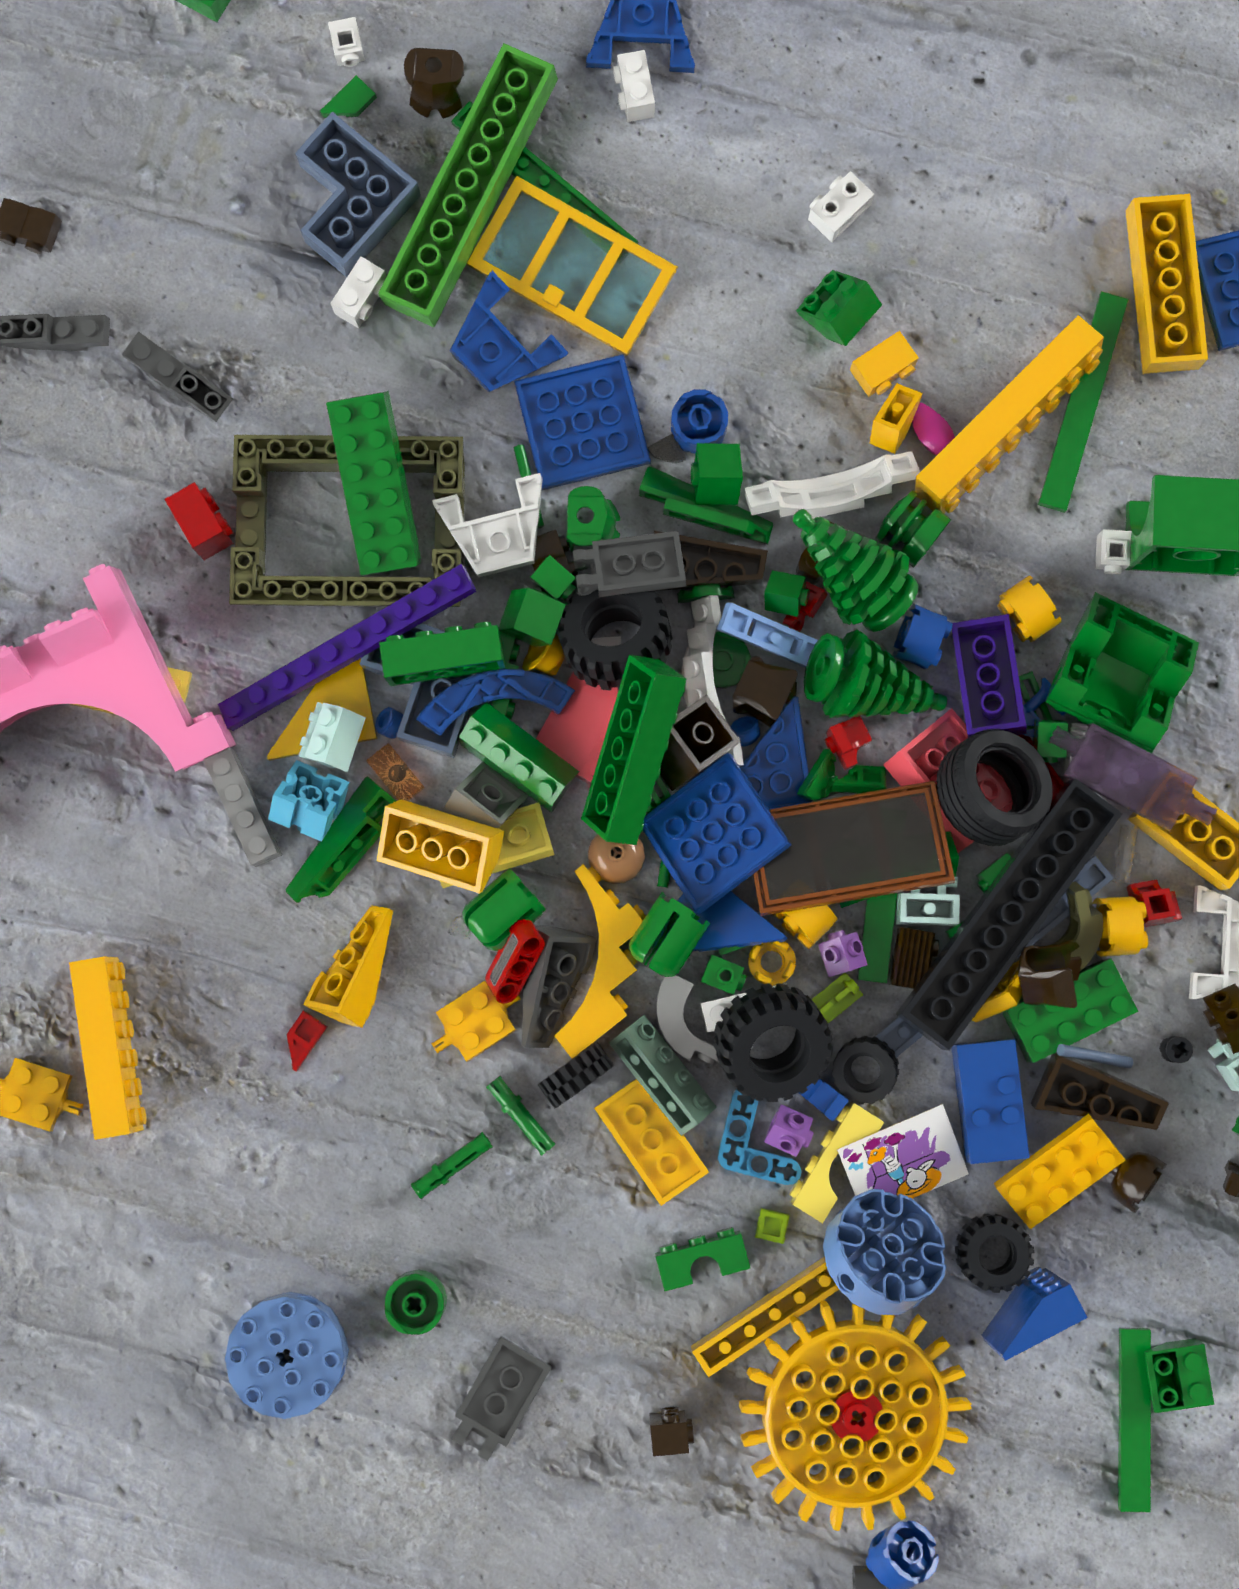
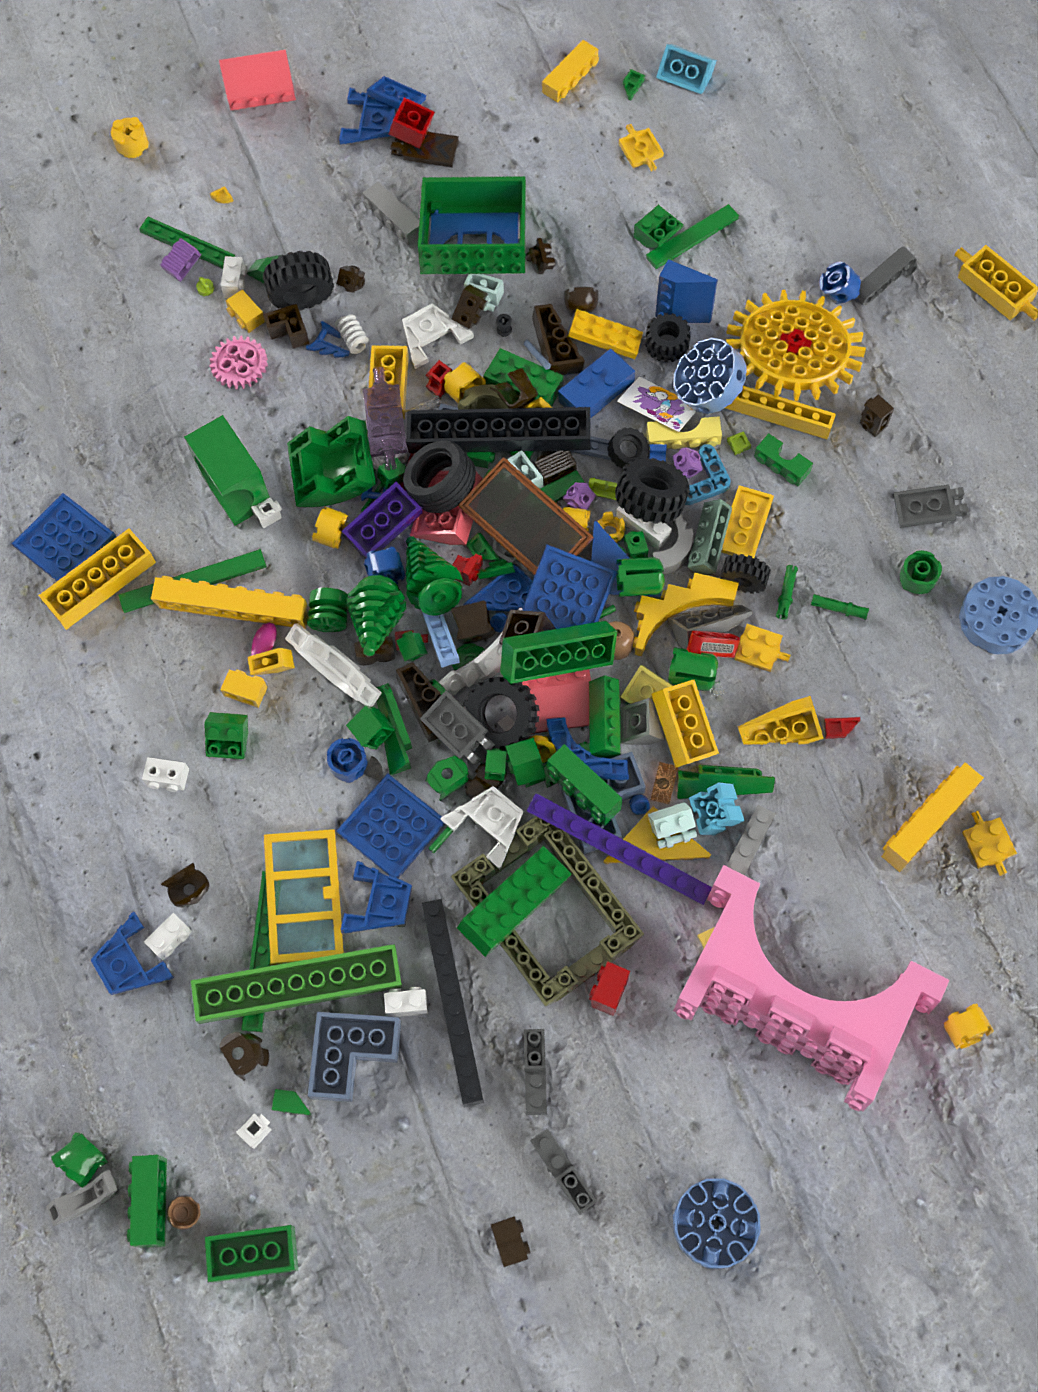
camera: 125 degrees left, 15 degrees down
(322, 343) = (452, 1003): none -> black brick
(668, 132) = (177, 882): none -> dark brown piece

